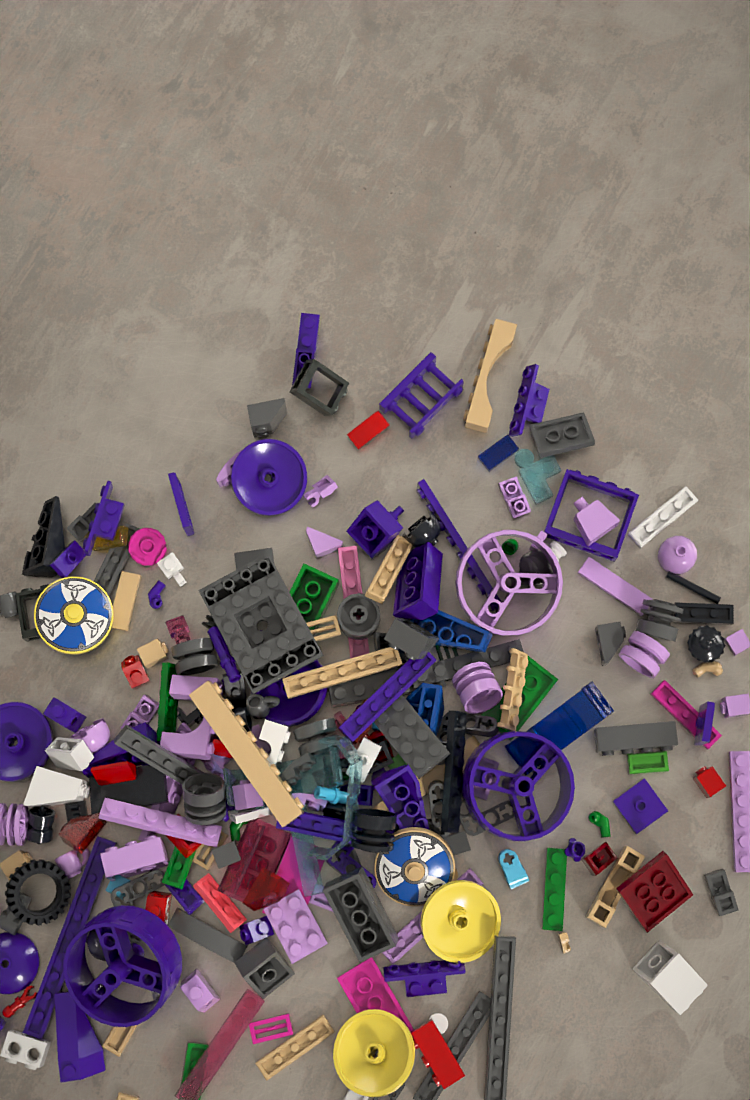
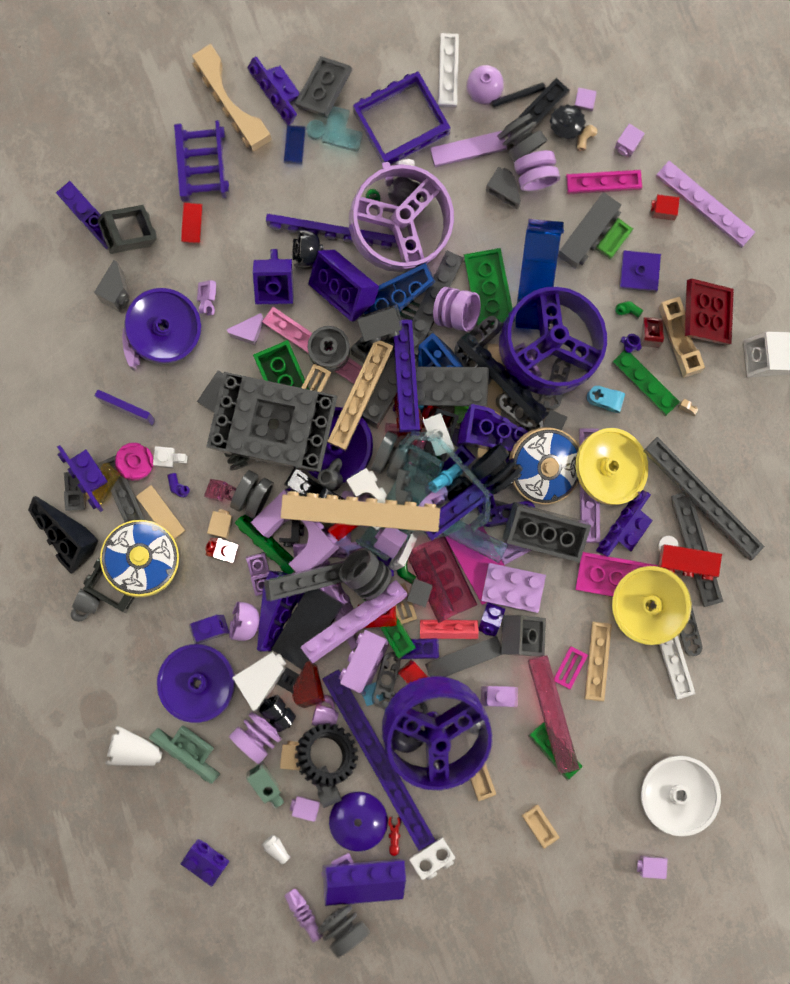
camera: 50 degrees left, 5 degrees up
(68, 559) = (92, 527): dark purple plate -> none
(69, 754) = (243, 647): white brick -> none
(77, 1045) = (462, 816): dark purple wedge -> none
(114, 773) = (287, 626): red slope -> none
(227, 661) = (277, 471): dark purple pin -> none
(266, 890) = (470, 586): clear red slope -> none
(389, 569) = (314, 296): tan tile -> none
(513, 690) = (480, 284): tan hinge -> none
(514, 497) = (338, 162): lavender slope -> none
(593, 520) = (408, 118): lavender torso -> none
(704, 723) = (623, 172): dark purple plate -> none
(720, 892) = (747, 268): dark grey slope -> none

